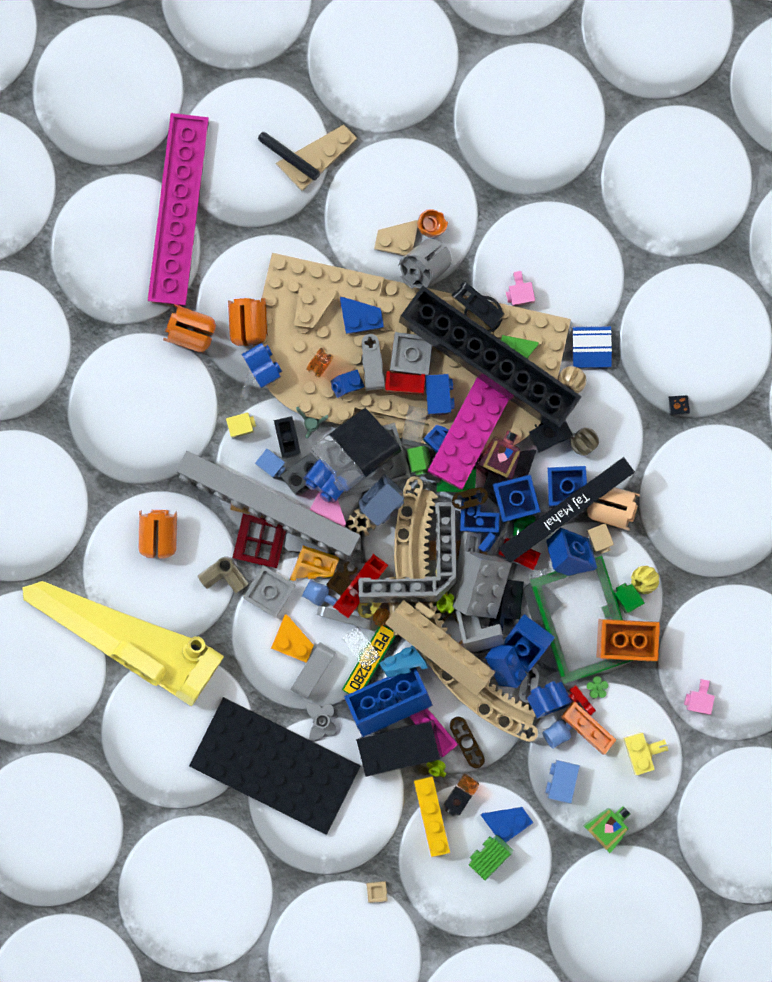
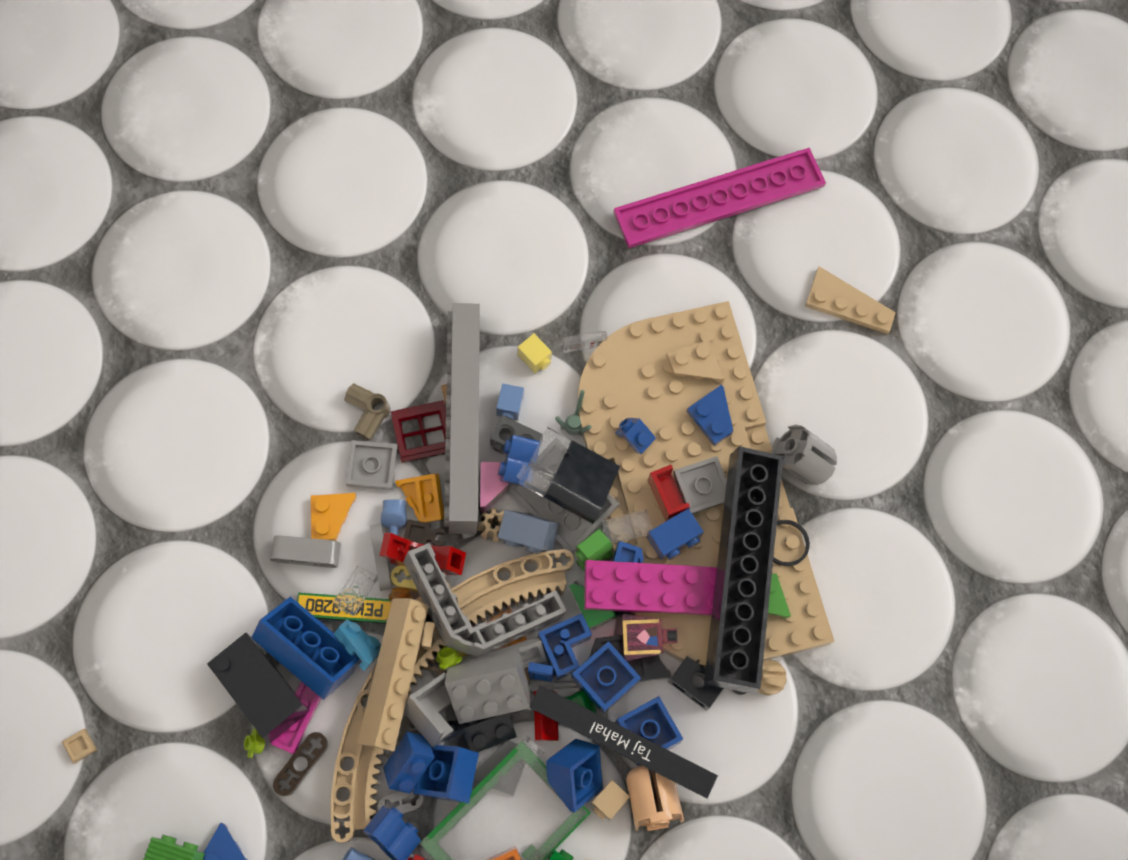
camera: 50 degrees right, 15 degrees down
(141, 647) = (251, 360): light yellow panel -> none
(166, 534) = (378, 323): orange cylinder -> none
(188, 338) = (605, 250): orange cylinder -> none
(247, 321) = (646, 307): orange cylinder -> none
(261, 365) = (607, 340): blue brick -> none
(274, 765) = (180, 564): black plate -> none
(287, 437) = (546, 404): black brick -> none
(289, 156) = (833, 273): black axle -> none
(319, 362) = (642, 395): clear orange wheel -> none
(321, 720) = (253, 588): light grey animal -> none
(372, 364) = (671, 448): light grey piece -> none
(397, 238) = (813, 417): tan wing -> none
(431, 816) = (178, 775): yellow arch -> none
(432, 223) = (849, 445): orange hair -> none
(456, 793) = (233, 788): black brick -> none
(468, 493) = (583, 620): dark brown beam -> none
(468, 784) = (250, 789): clear orange tile -> none
(478, 305) = (794, 531): black plate -> none
(521, 292) = (830, 573): bright pink brick -> none
(584, 441) = (709, 726): dark tan piece -> none
(592, 346) = (817, 682): slope -> none
(679, 405) = (806, 816): black slope -> none

